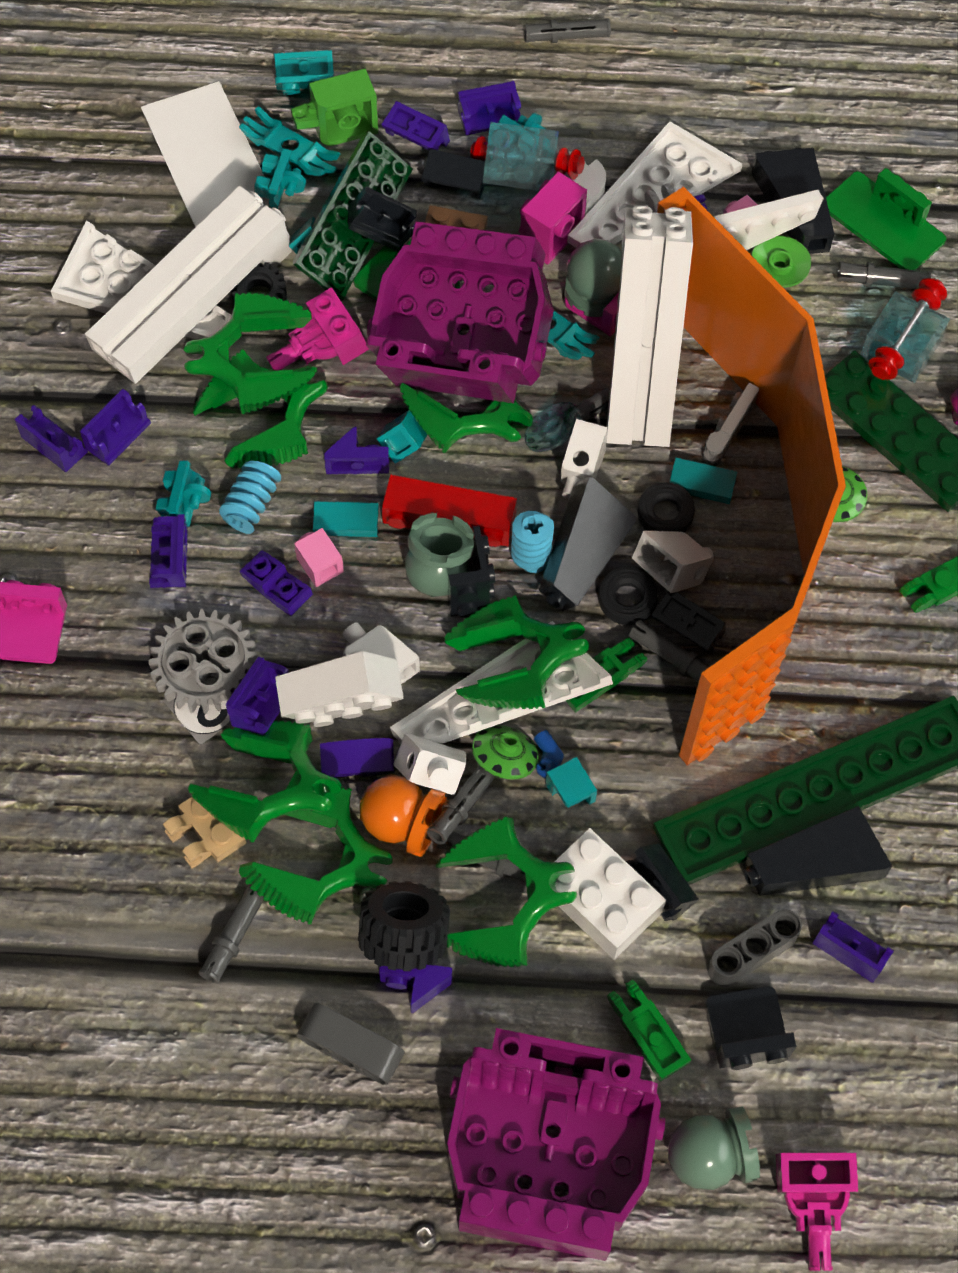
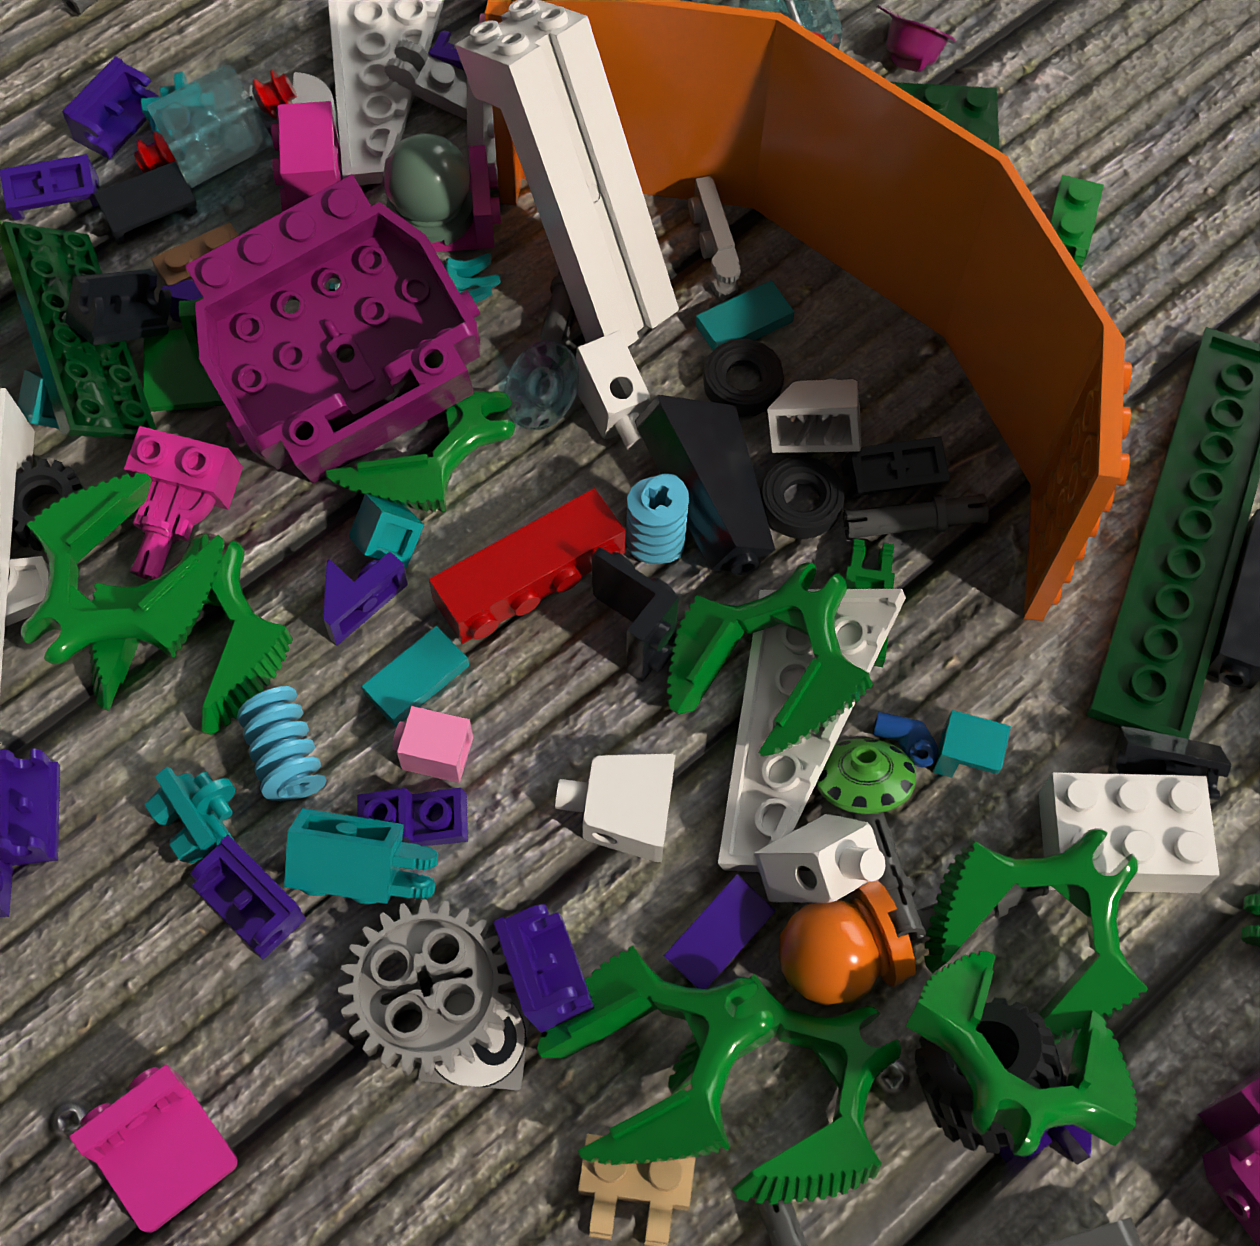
camera: 45 degrees left, 0 degrees up
(228, 575) = (355, 858): none -> teal hinge
(339, 688) = (641, 873): white brick -> none
(412, 872) = (1097, 1087): none -> green piece
(437, 550) = (579, 619): sand green tile -> none

